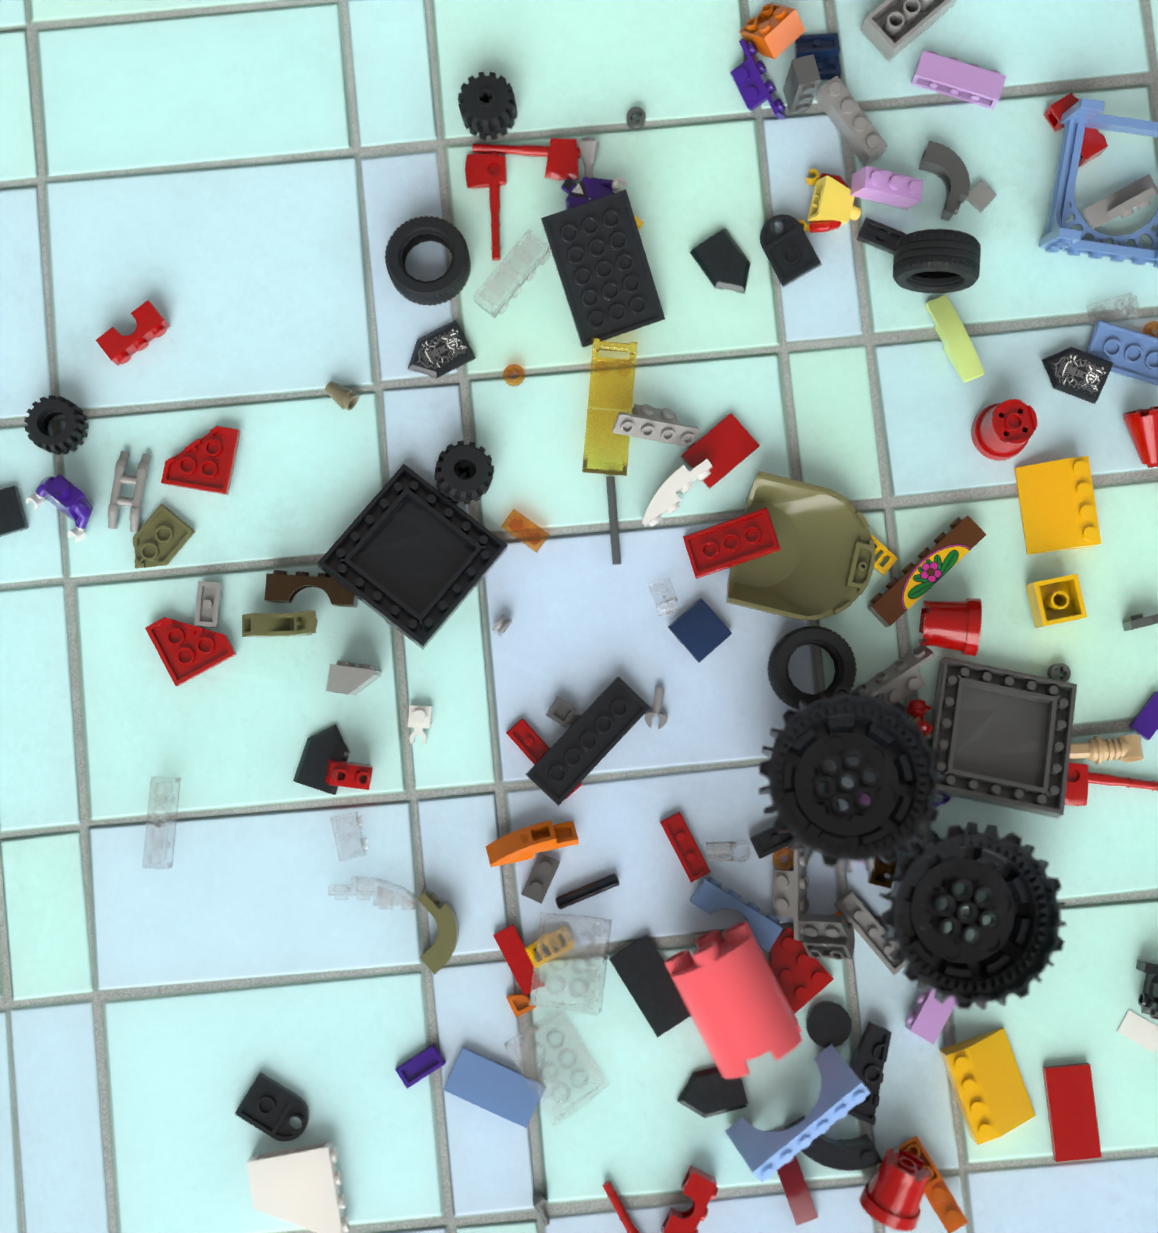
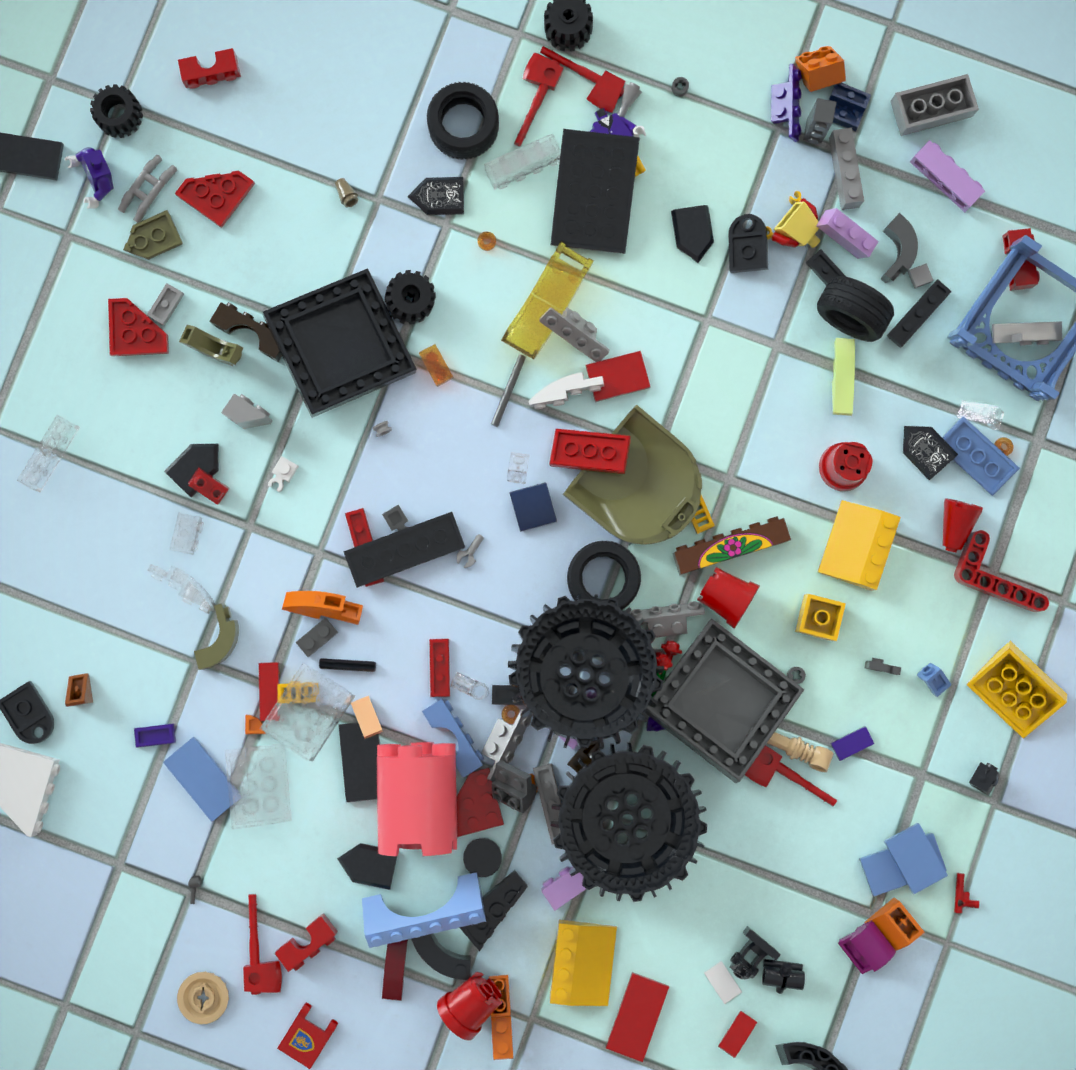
camera: 20 degrees right, 0 degrees up
(317, 1058) = (78, 690): none -> dark orange slope
(635, 937) = (366, 717): none -> light nougat tile
(999, 235) = (919, 313): none -> black plate

